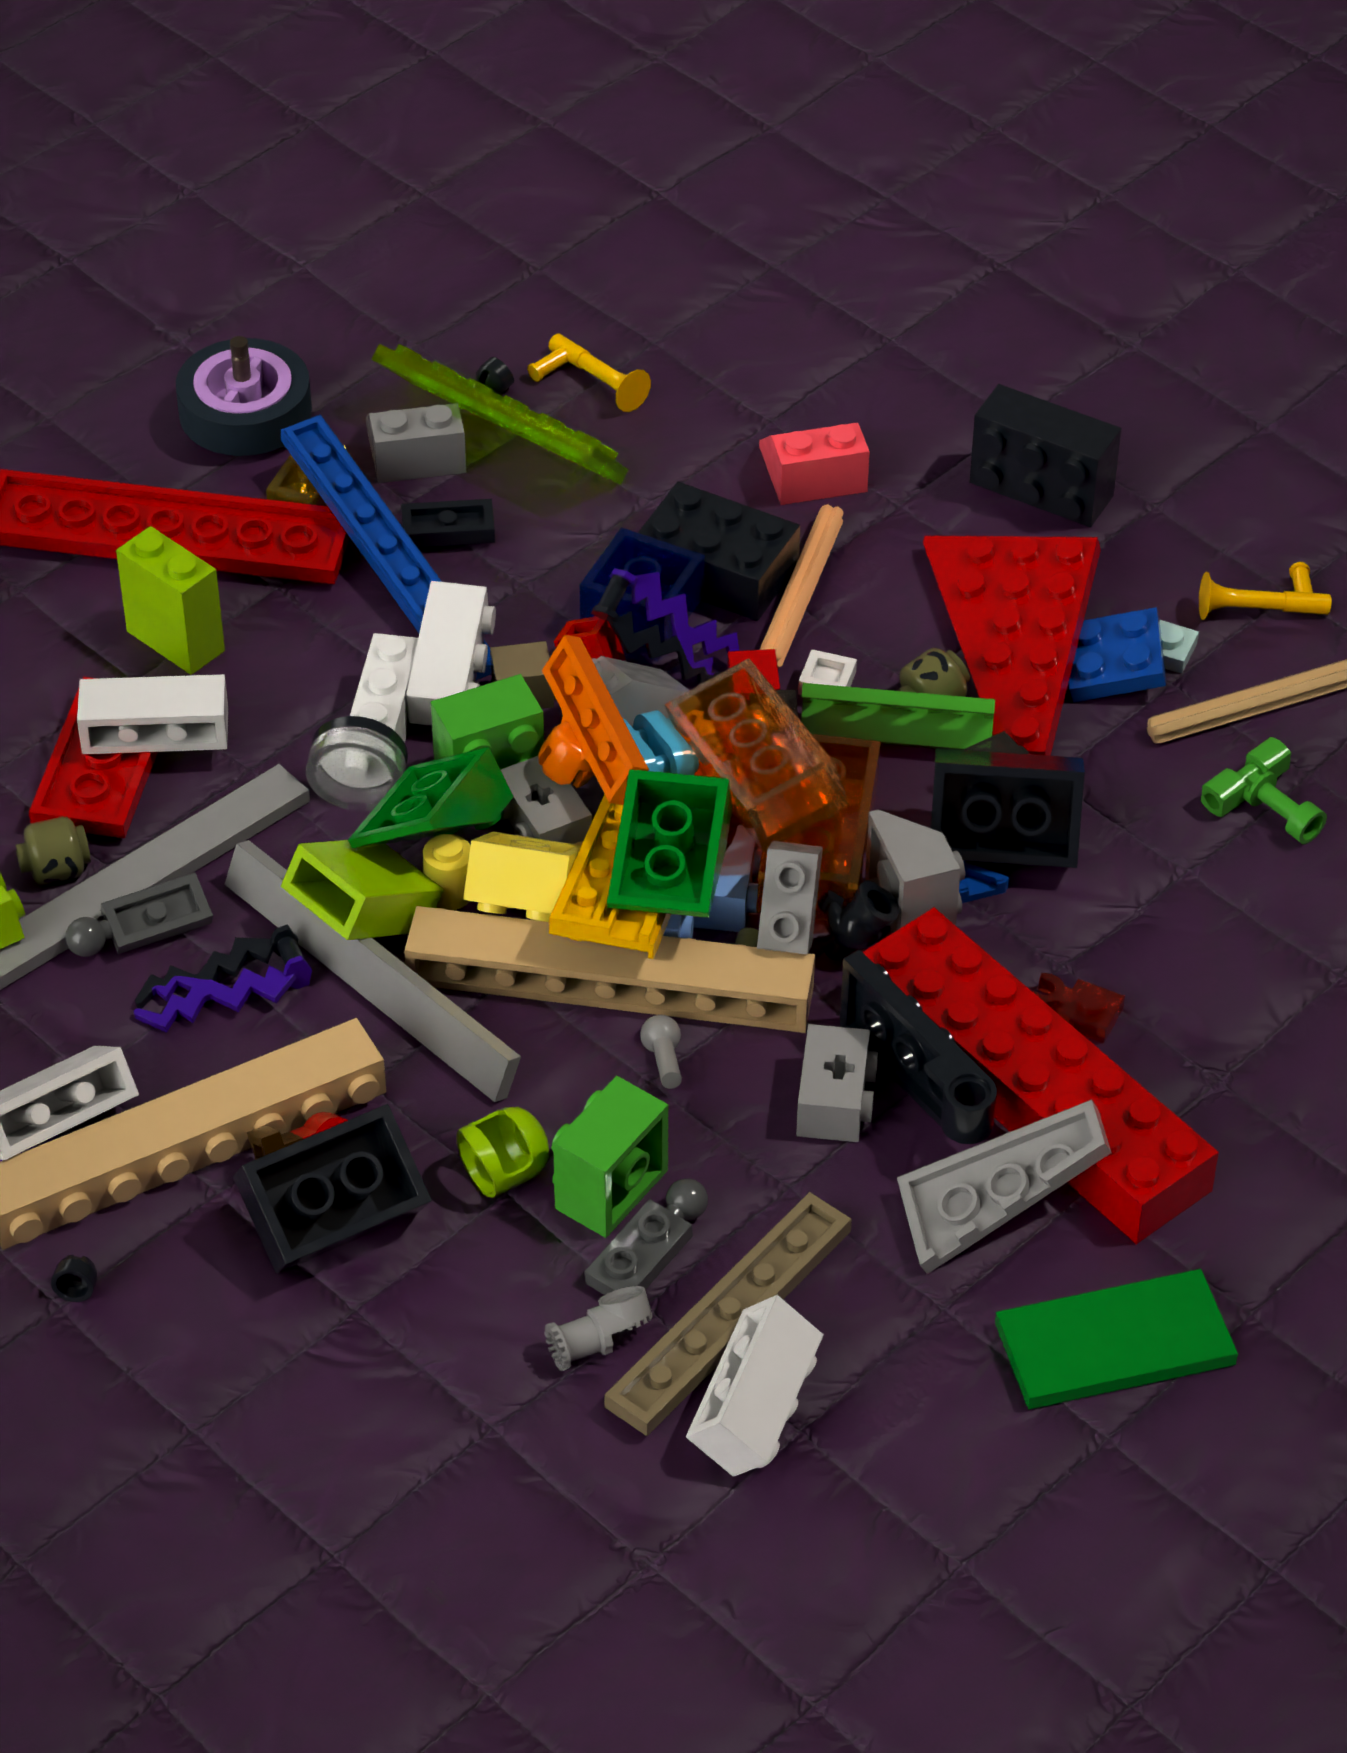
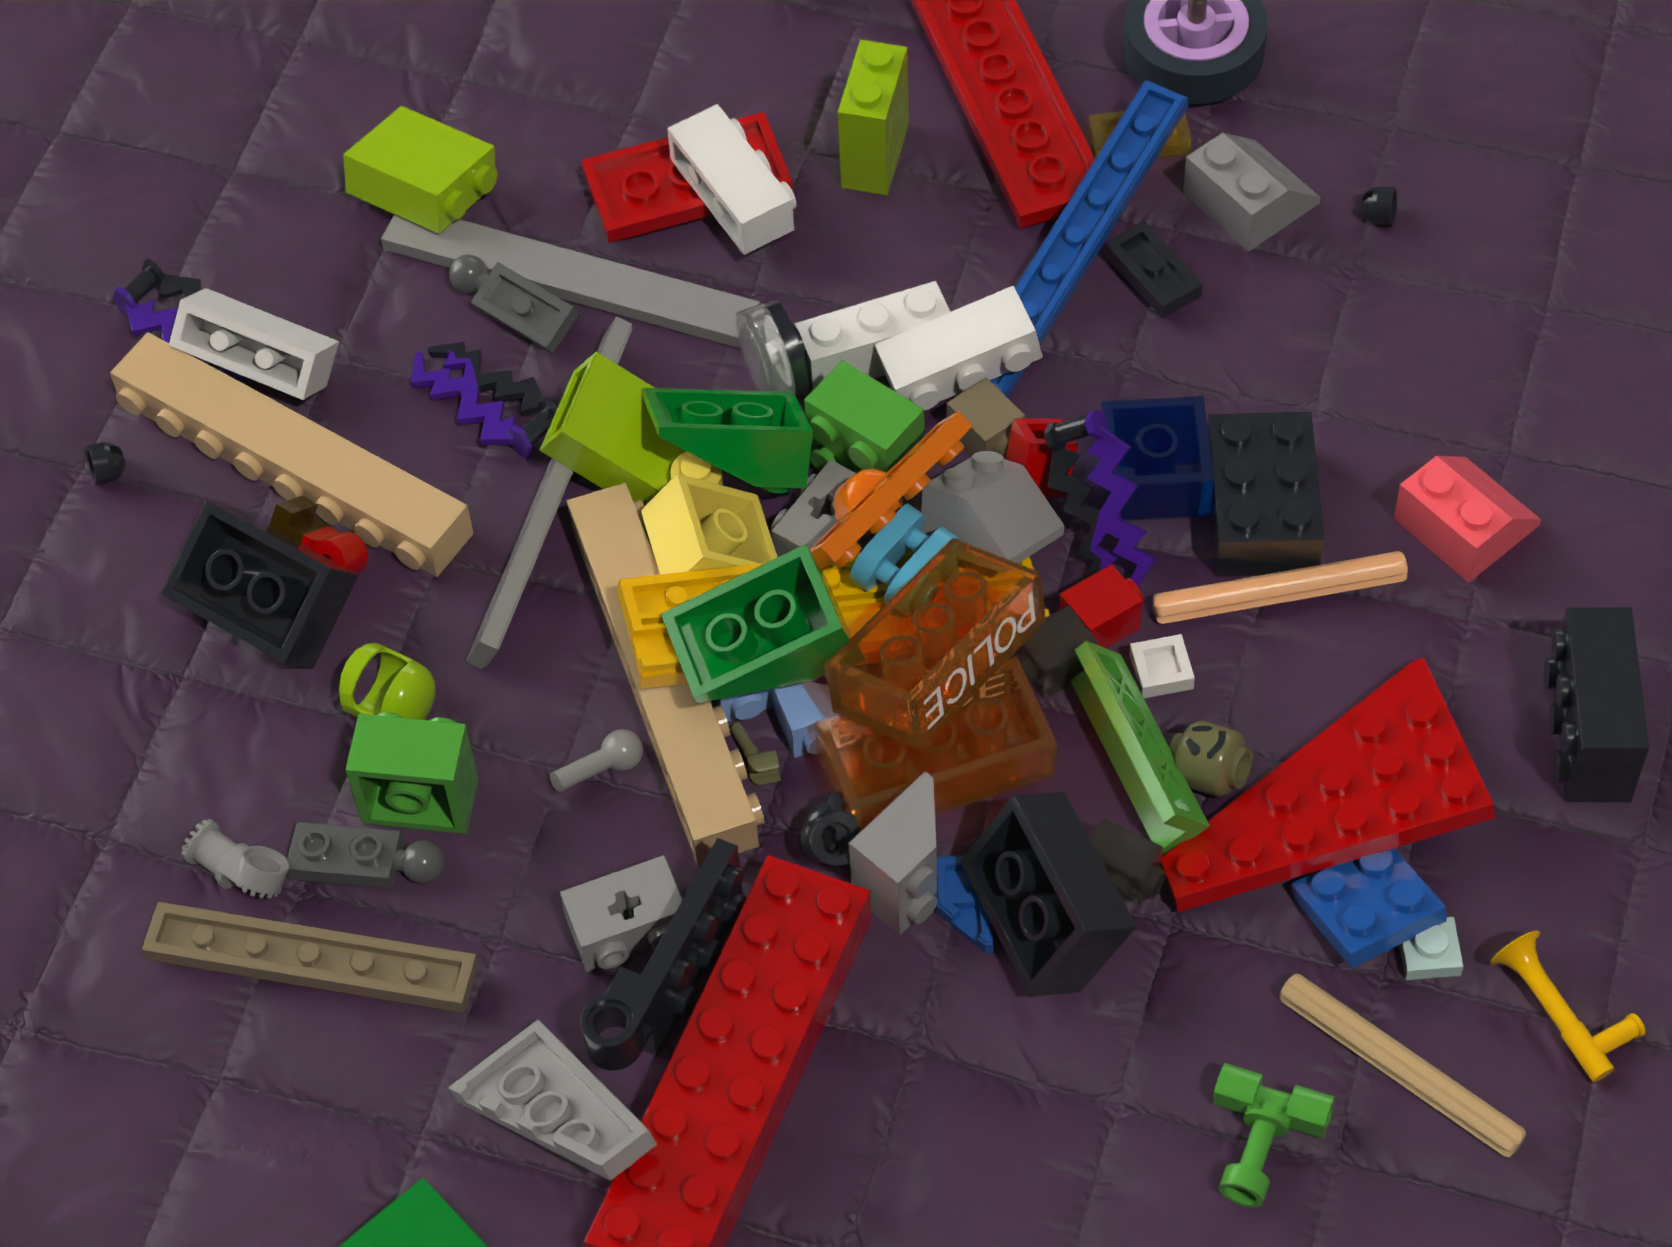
camera: 65 degrees right, 10 degrees up
(53, 851) = (553, 201): olive head -> none
(502, 411) = (1310, 234): clear neon green plate -> none
(630, 388) = (1444, 317): yellow piece -> none
(755, 1386) = (218, 1015): white brick -> none
(789, 897) = (792, 761): light grey brick -> none
(1084, 1006) = (862, 1089): clear red plate -> none

